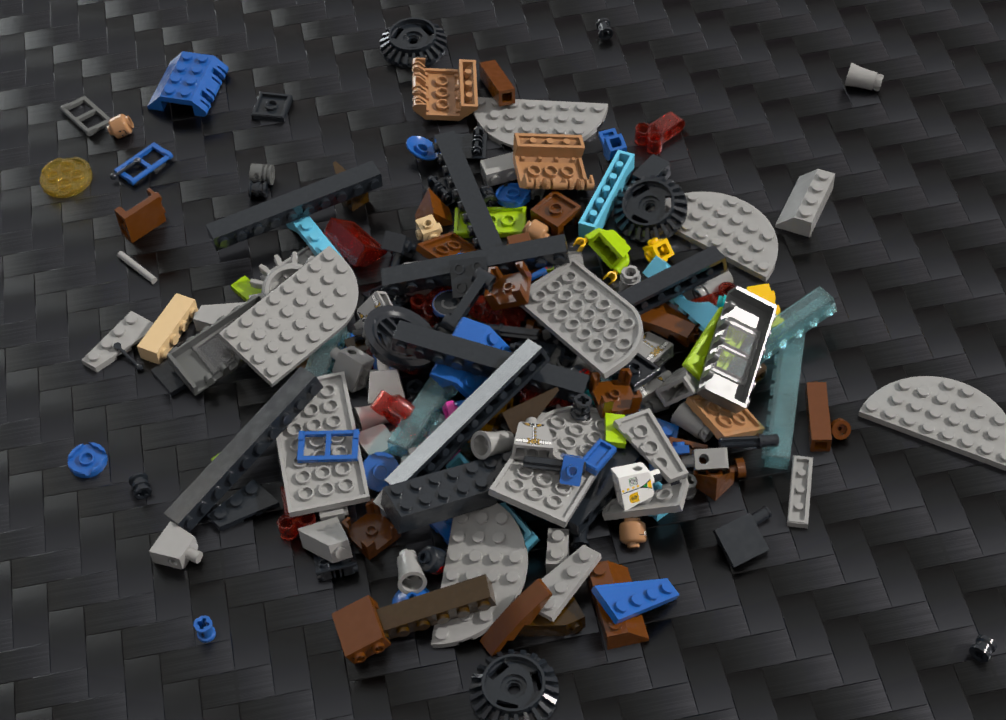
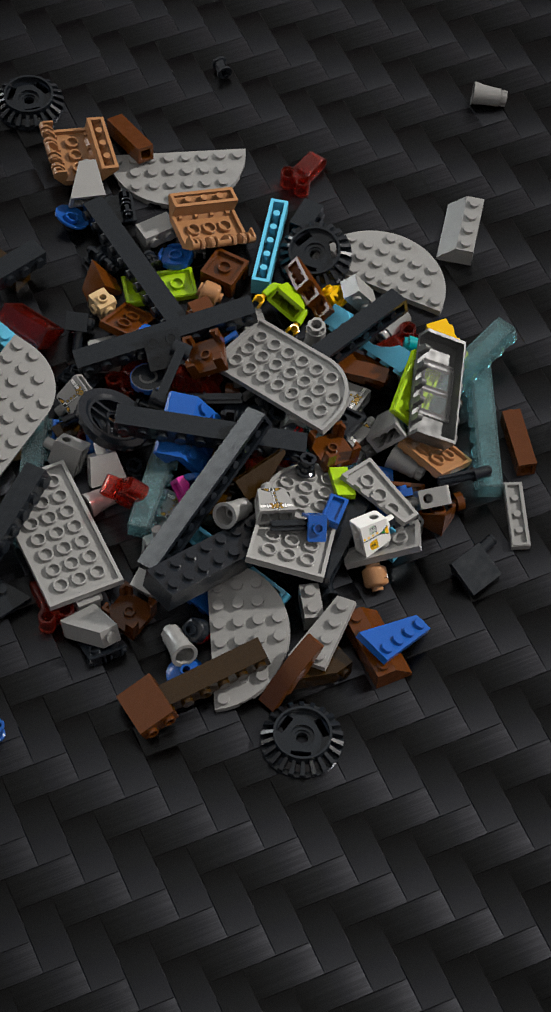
camera: 20 degrees left, 5 degrees up
(328, 457) = (72, 548): blue window -> none
(374, 440) = (113, 527): light grey torso -> none
(378, 468) = (125, 552): blue tile -> none
(442, 118) = (86, 184): none -> light grey slope
(611, 143) = (261, 191): blue brick -> none
(634, 238) = (309, 289): none -> reddish brown slope
(681, 245) = (357, 292): none -> light grey brick
(840, 428) = (541, 450): reddish brown tile -> none

